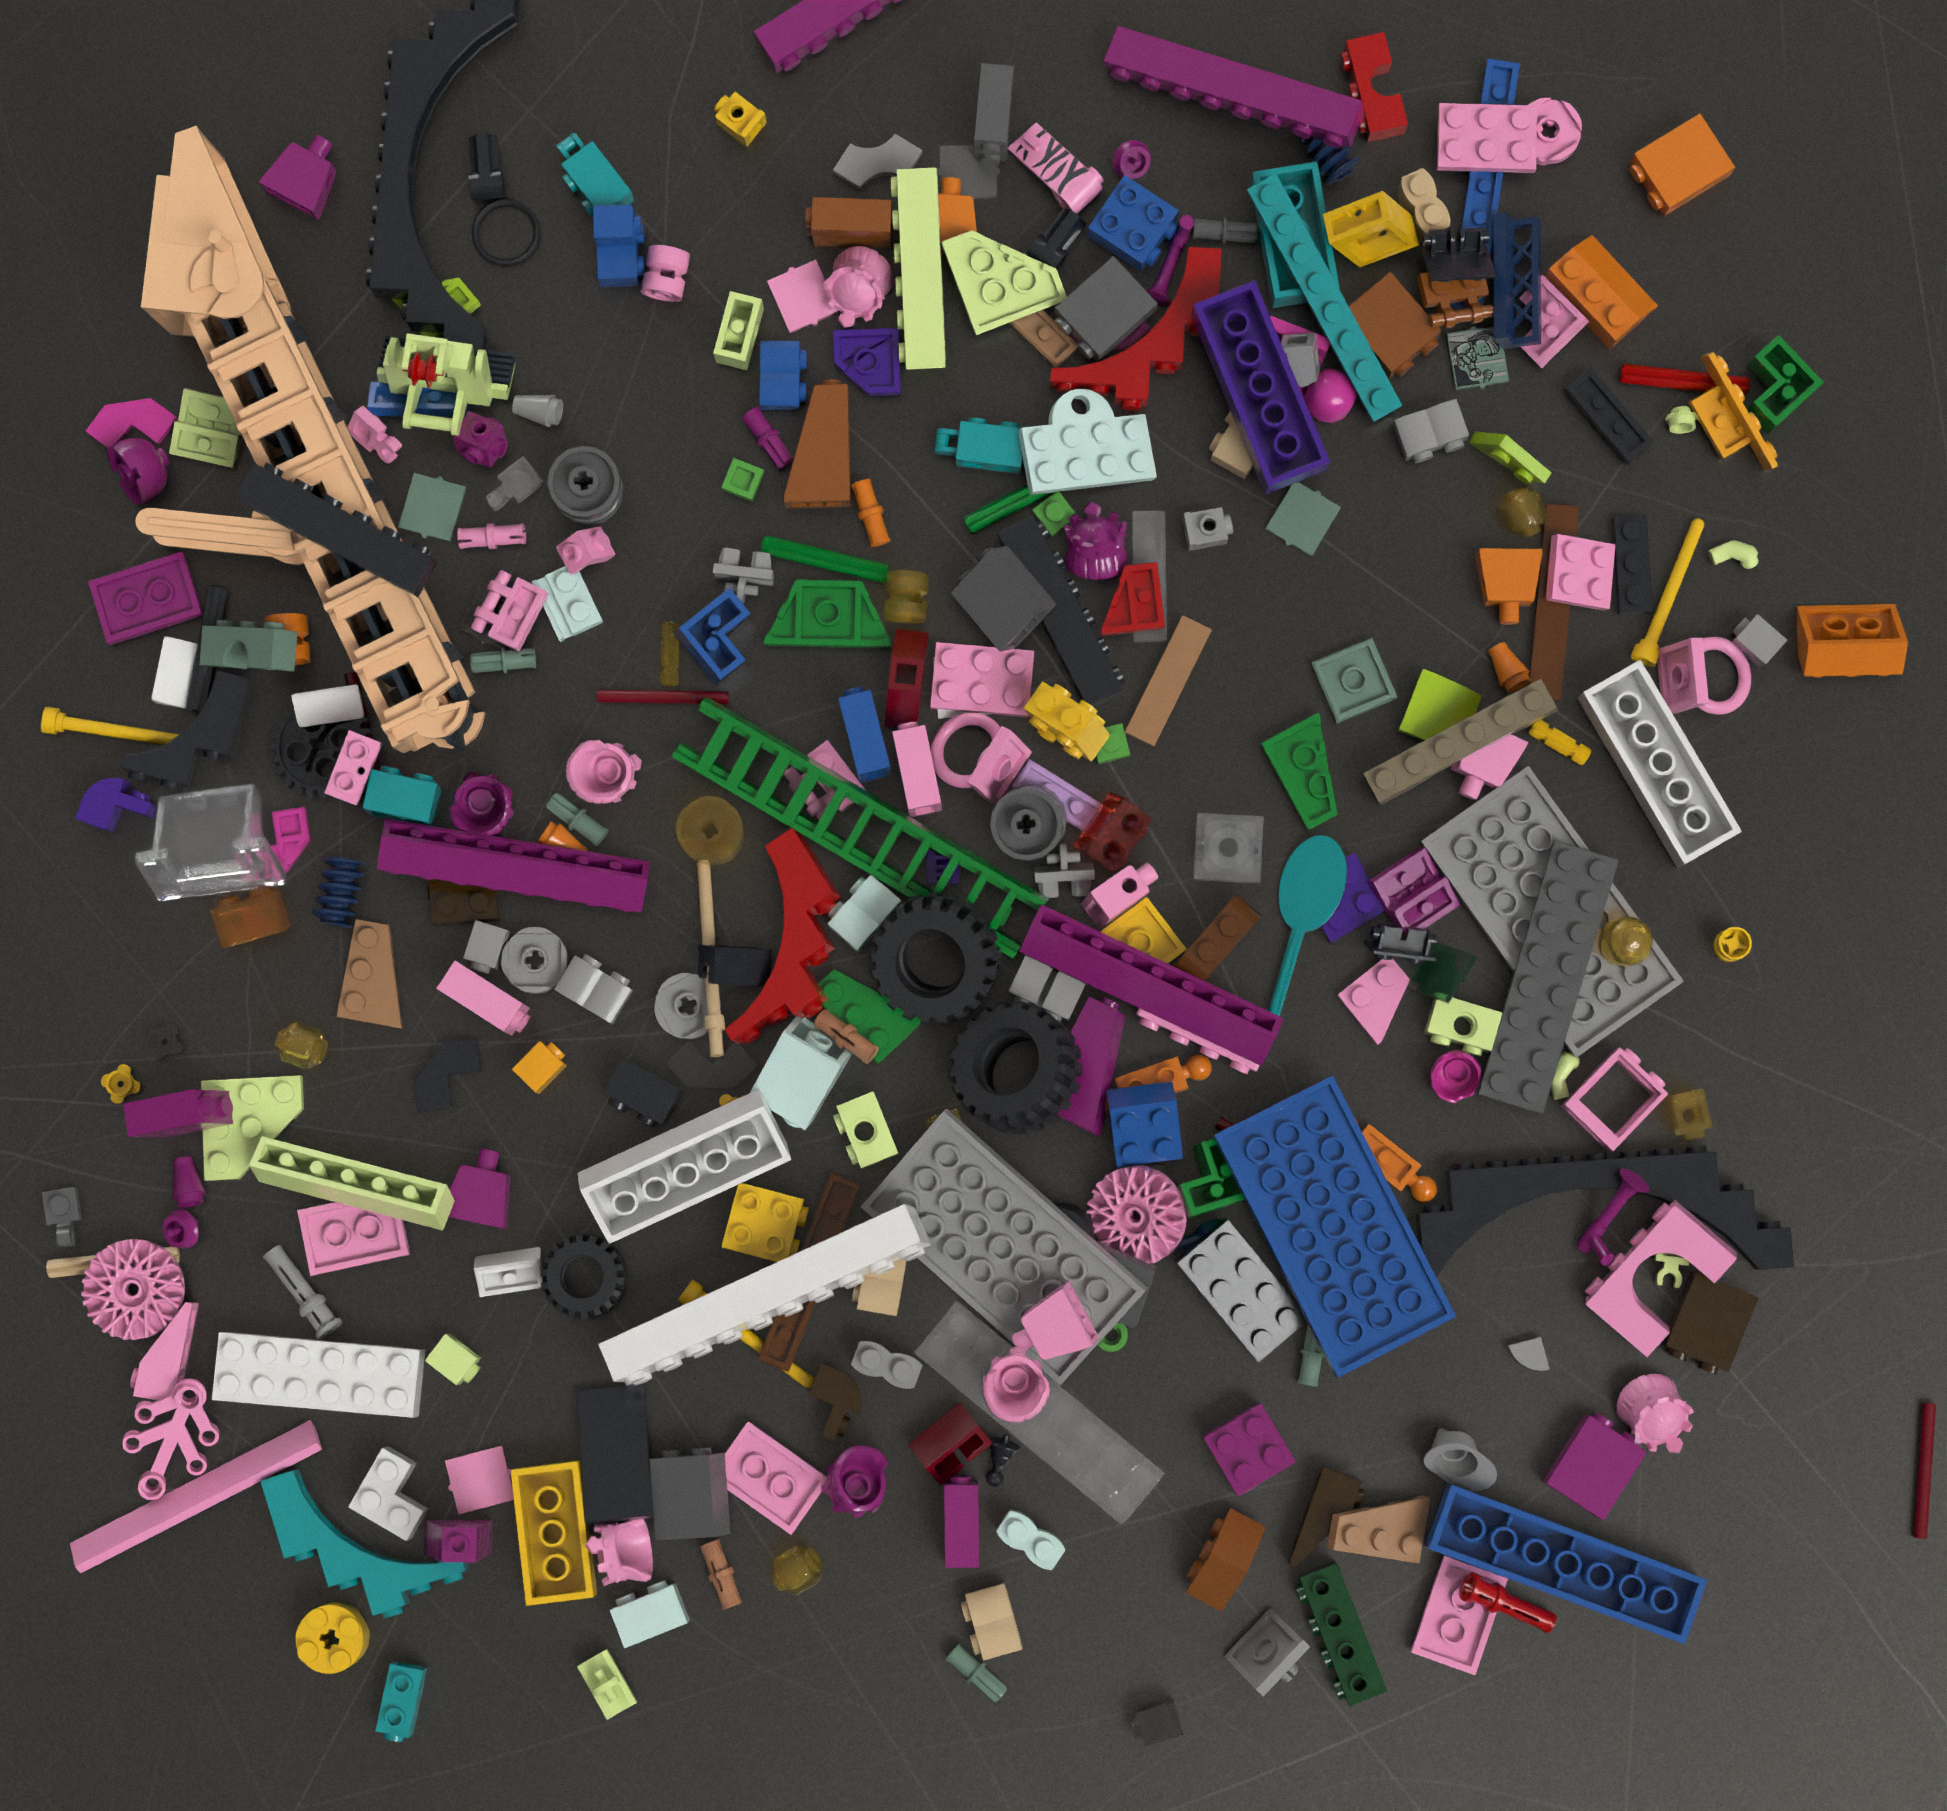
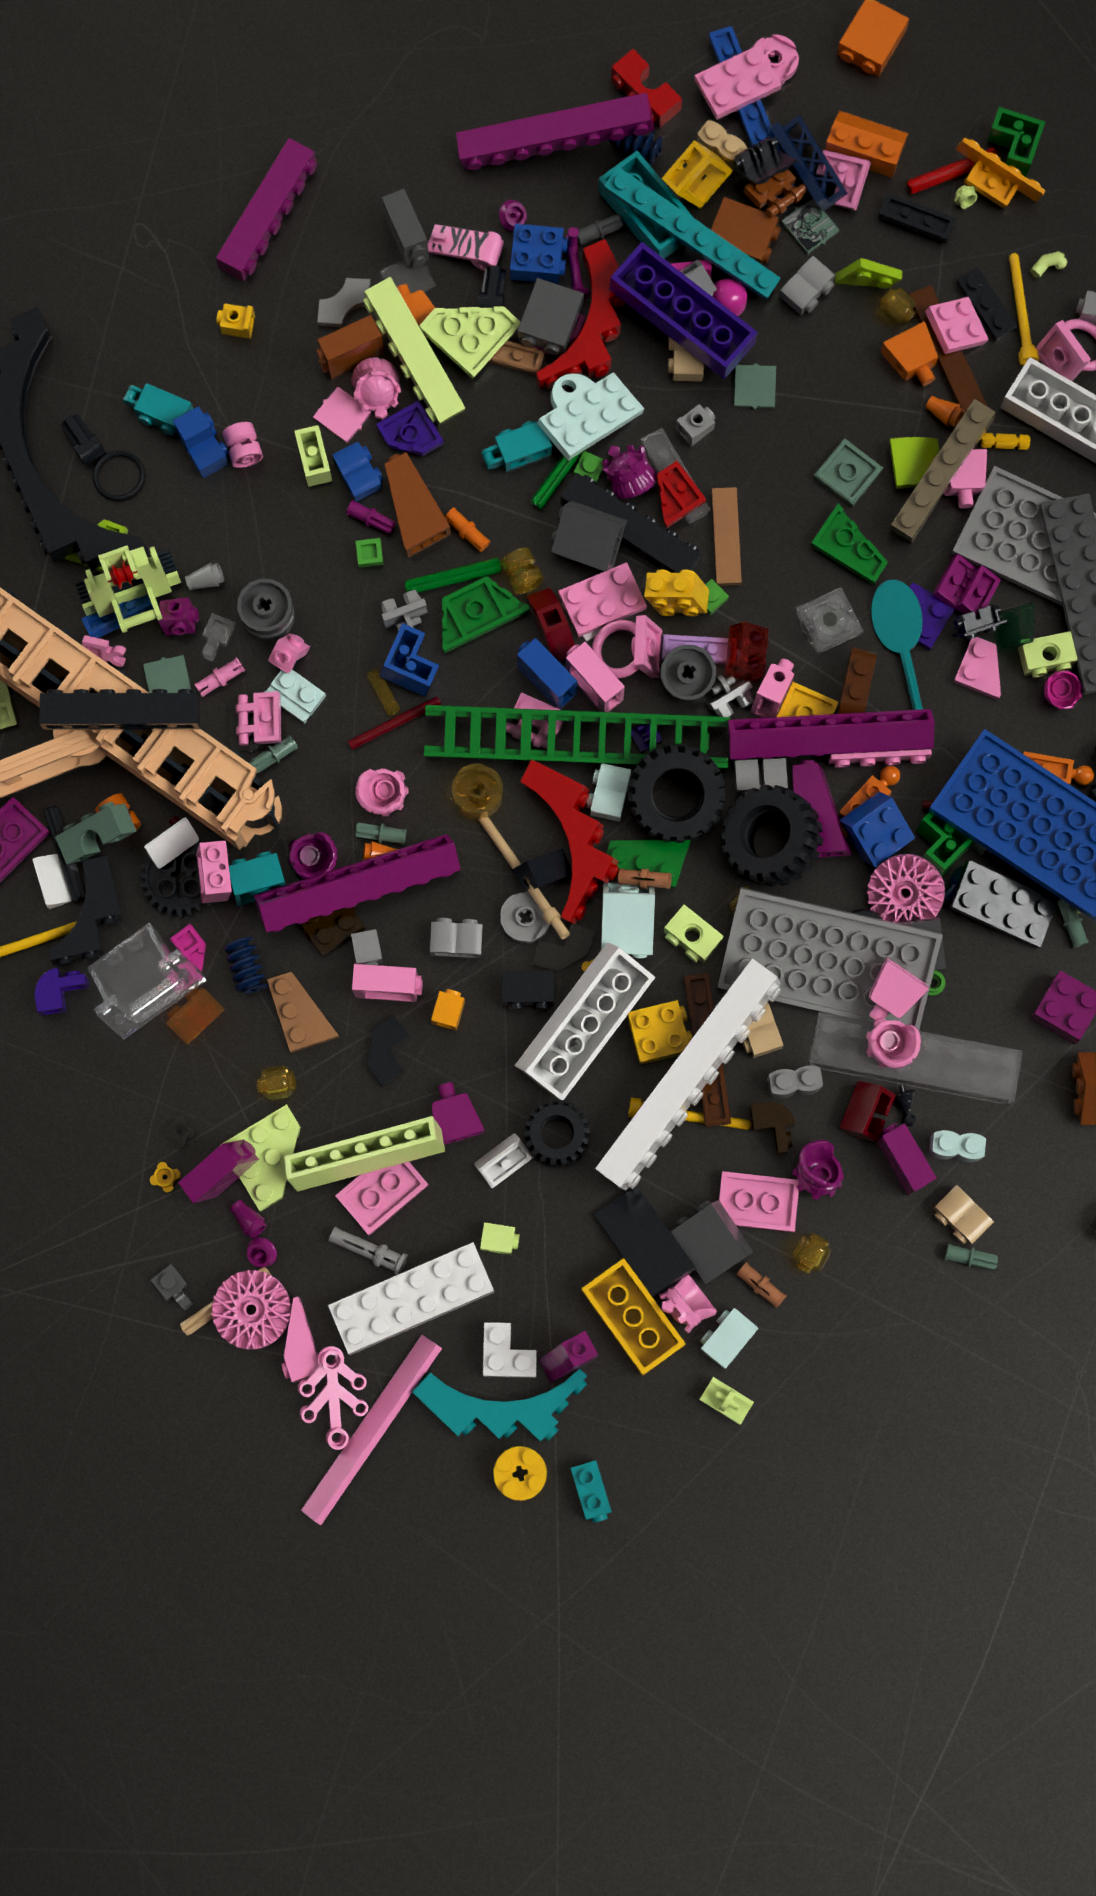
camera: 30 degrees left, 5 degrees down
(480, 1479) = (561, 1312): bright pink piece -> none
(522, 947) = (409, 928): light grey plate -> none

